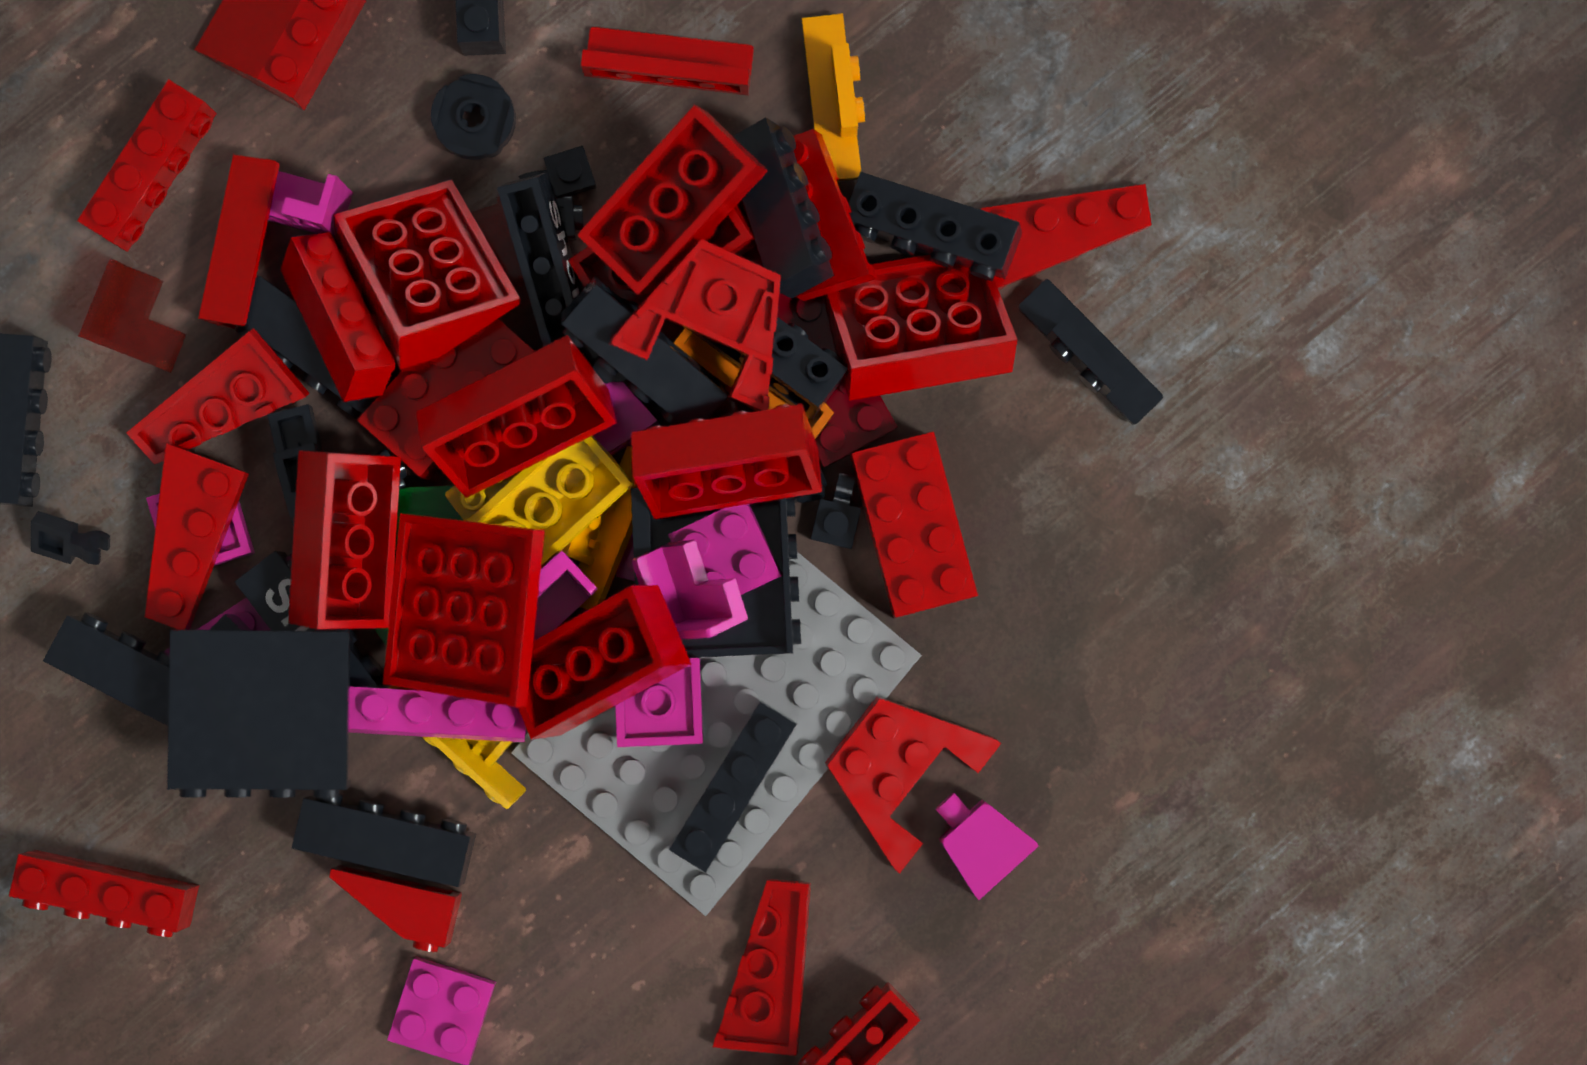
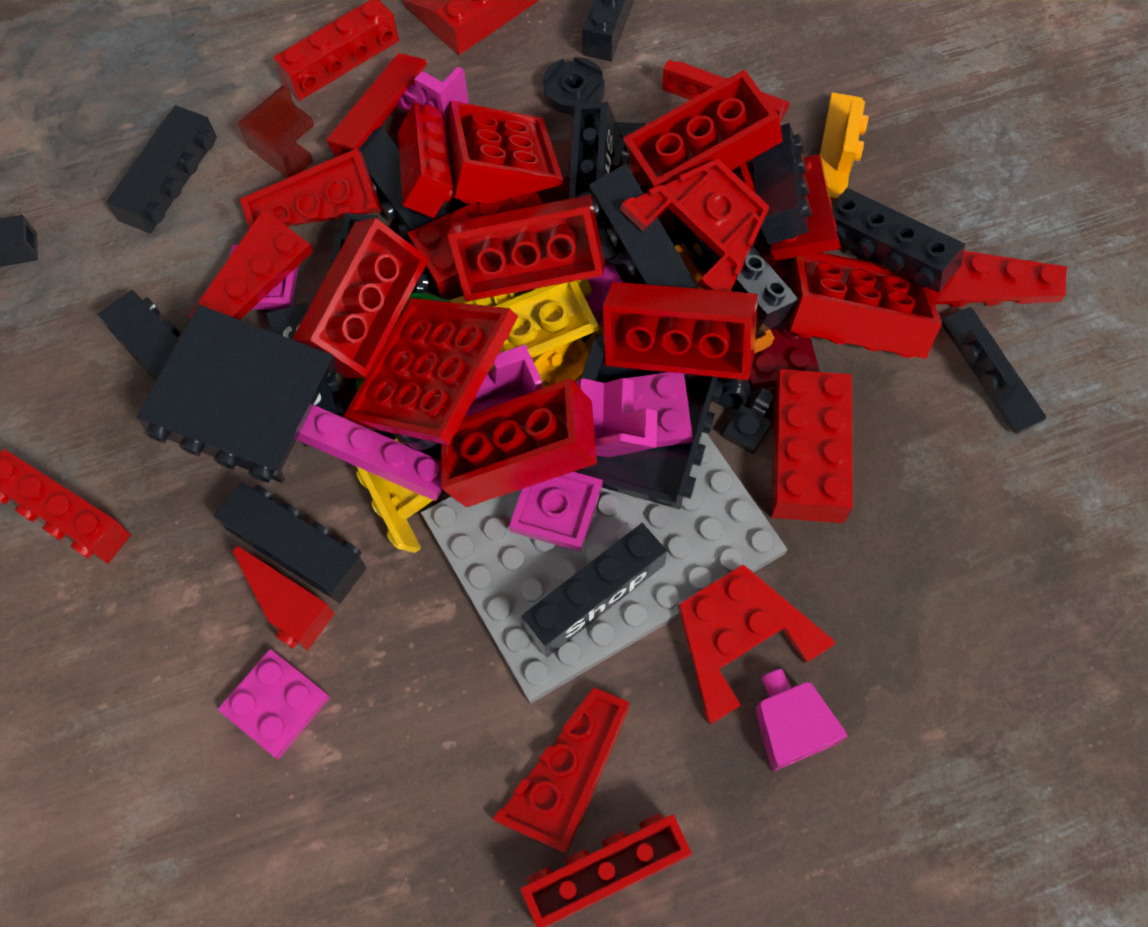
camera: 20 degrees right, 20 degrees down
(61, 541) = (157, 255): black plate -> none

